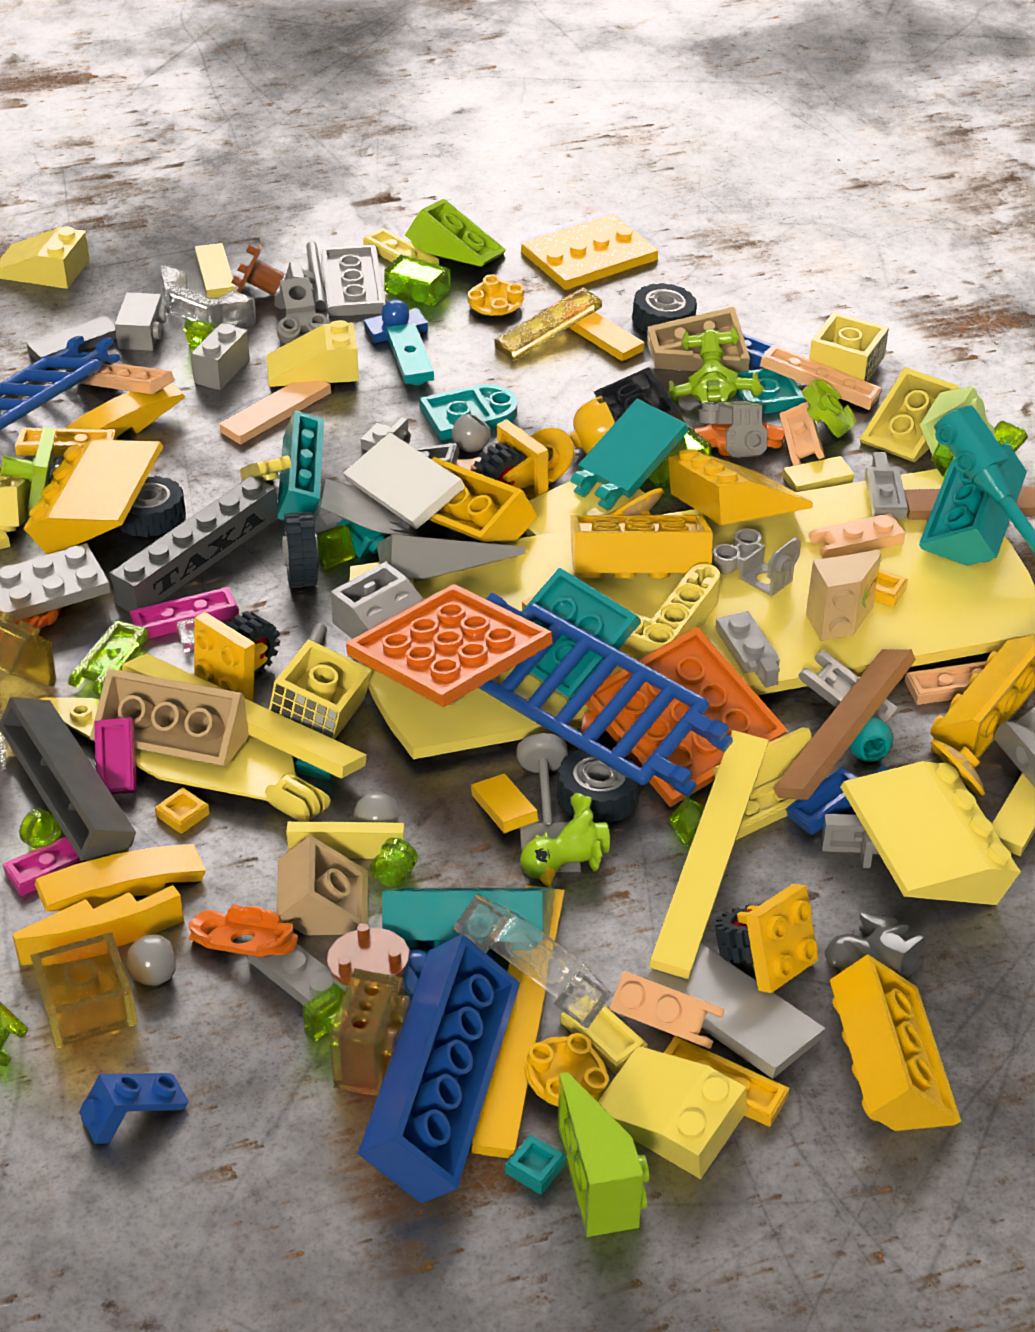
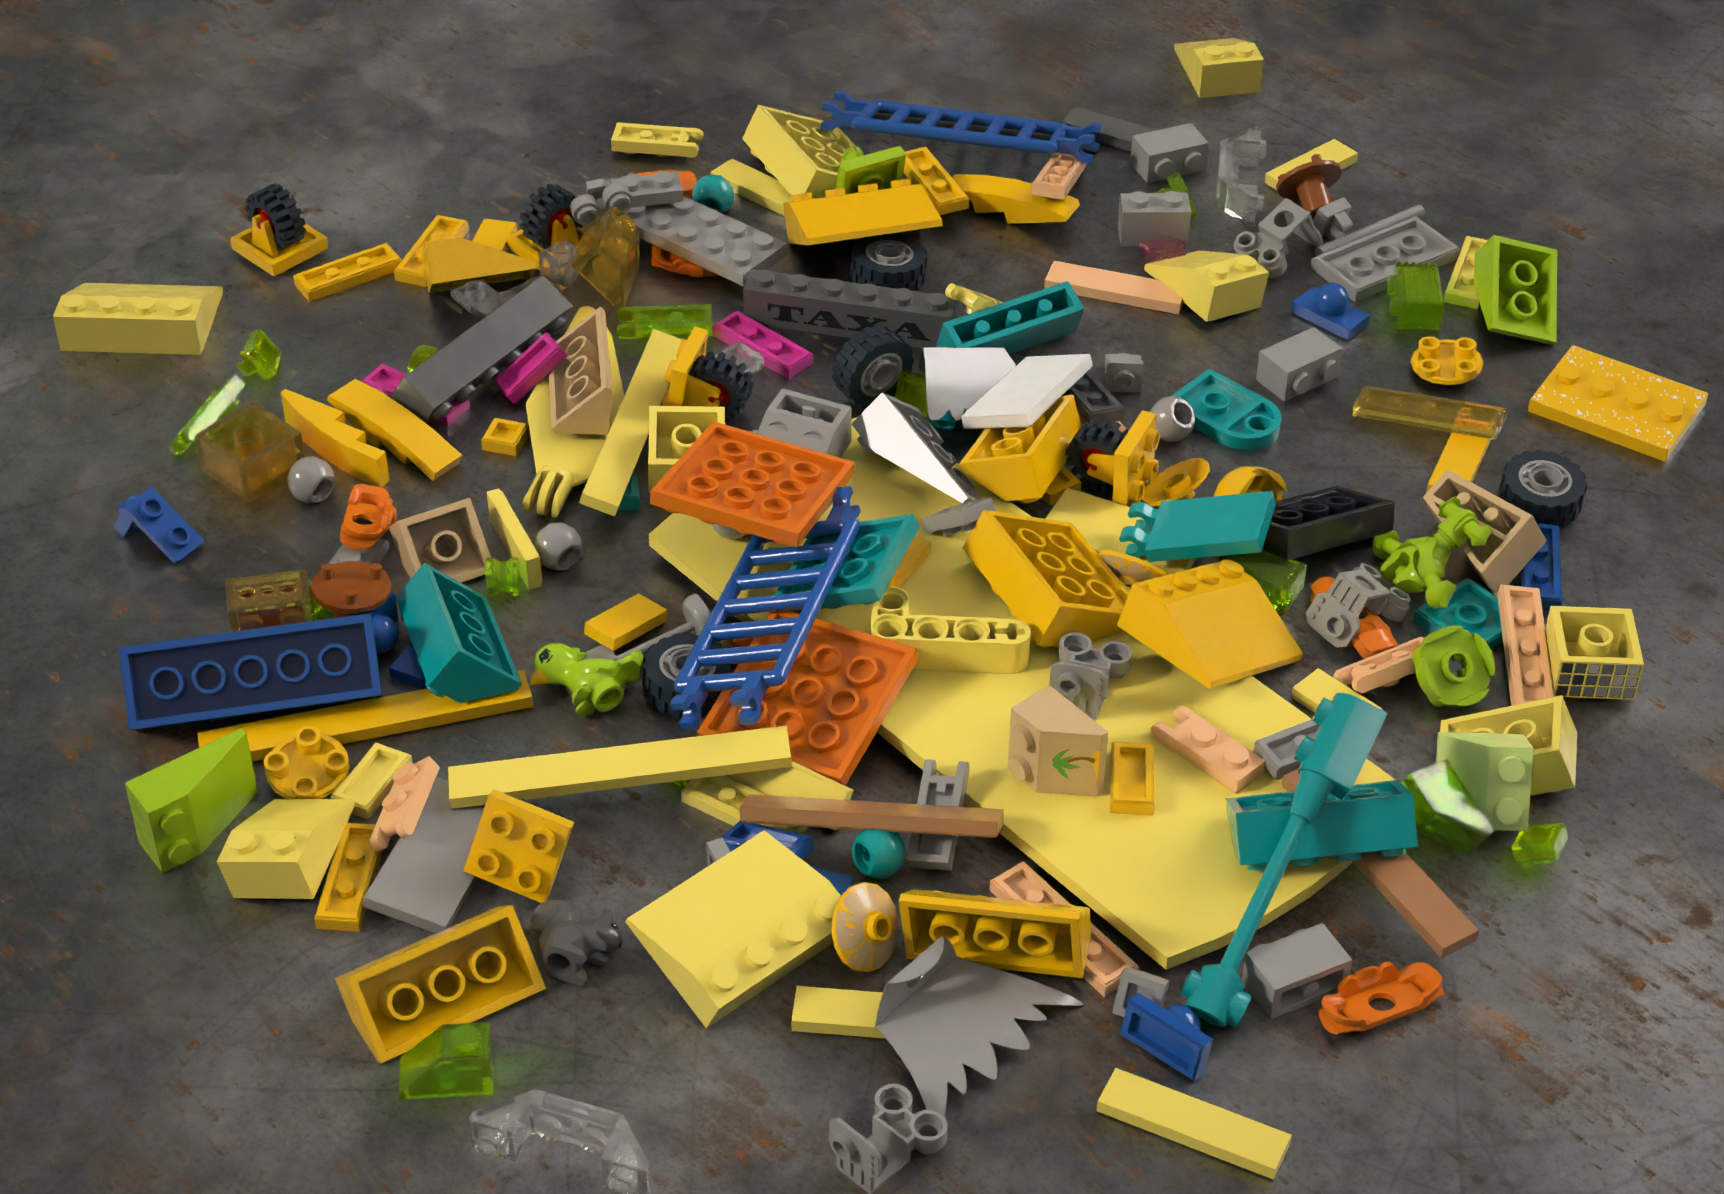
camera: 65 degrees right, 0 degrees up
(254, 368) = (1162, 248): none -> clear pink tile
(410, 354) = (1288, 325): tile -> none
(452, 356) = (1299, 364): none -> light grey brick
(537, 956) = (404, 635): clear slope -> none
(543, 558) = (957, 517): none -> light grey plate
(749, 646) = (949, 713): light grey hinge -> none
(993, 1068) = (449, 1063): none -> clear neon green slope

